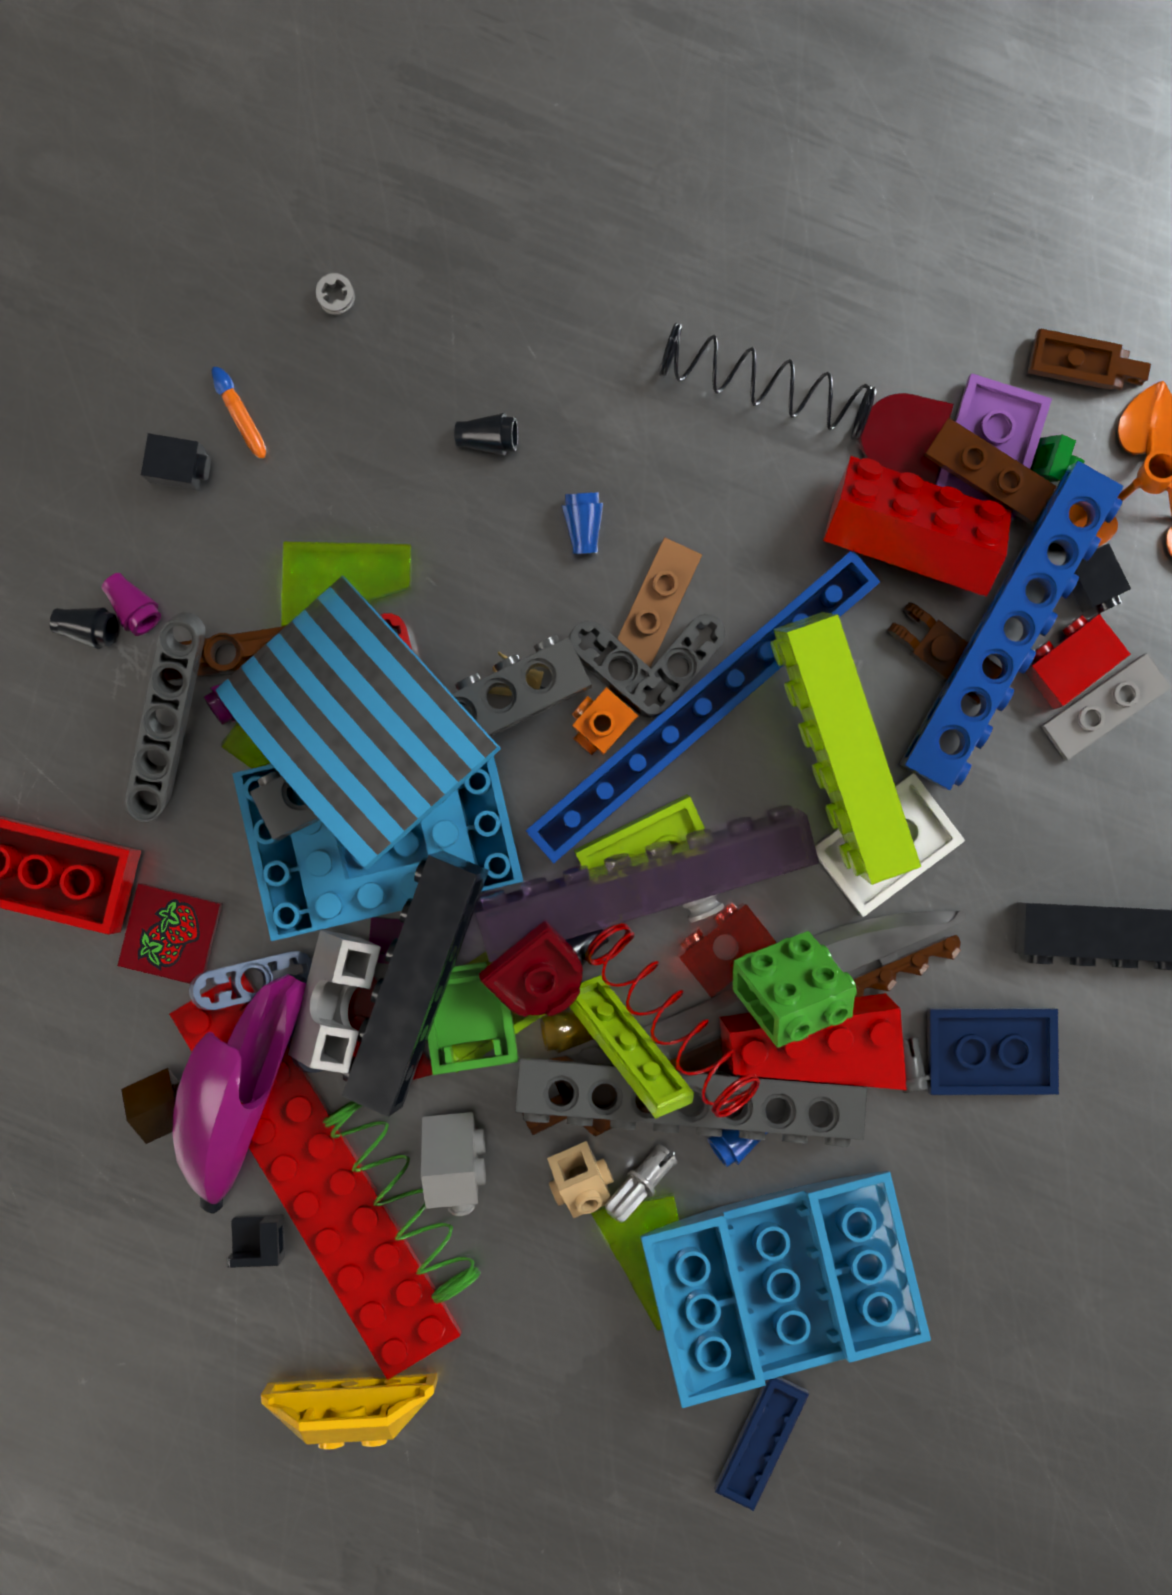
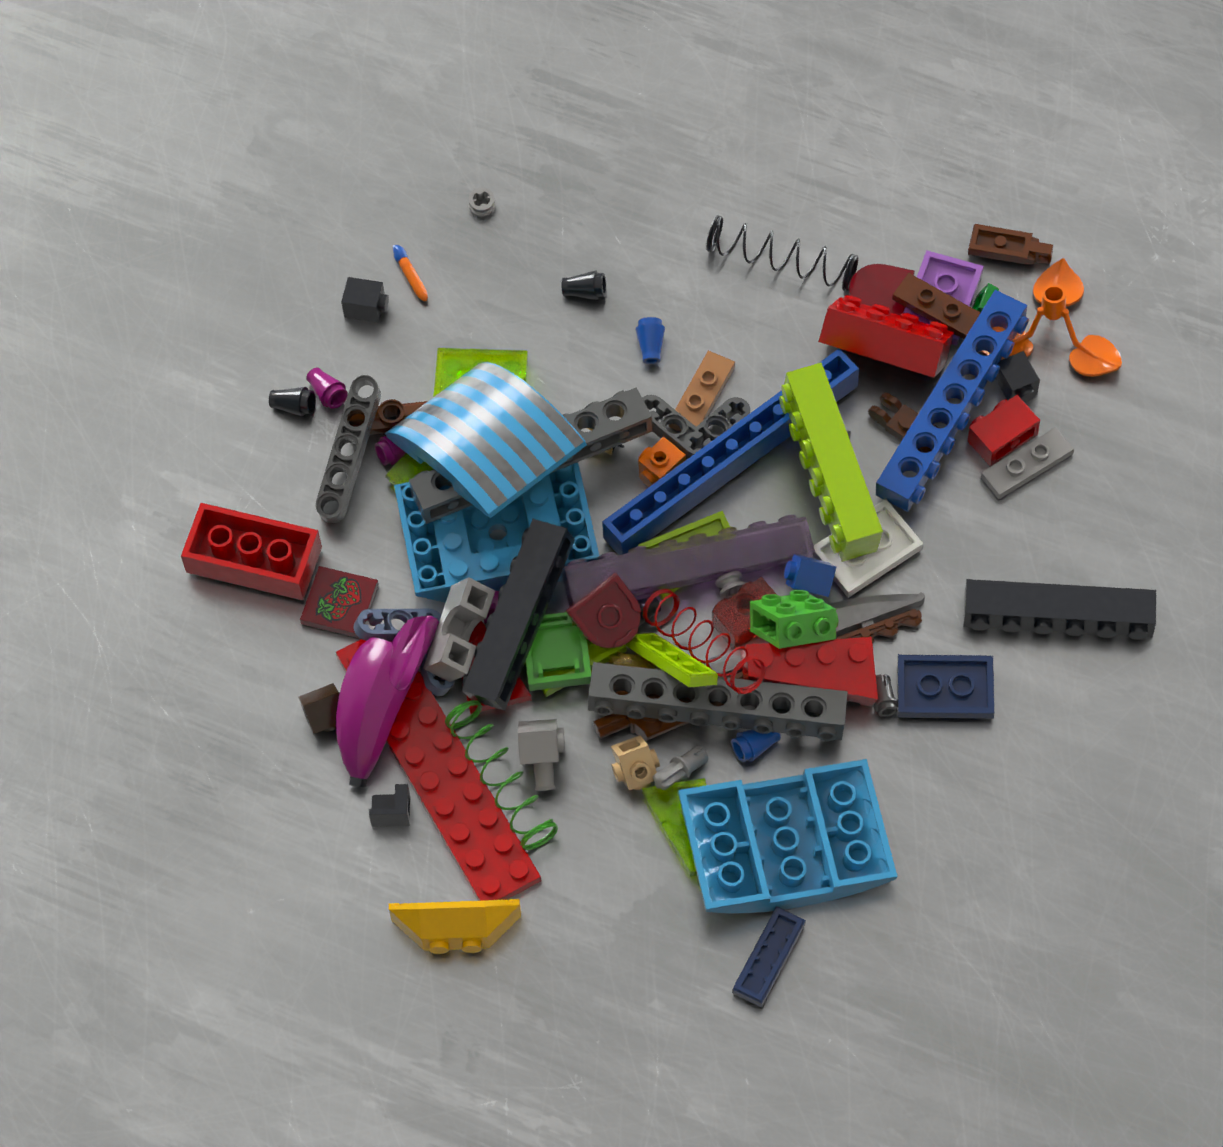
camera: 10 degrees right, 25 degrees down
(813, 901) = (809, 575): none -> blue brick

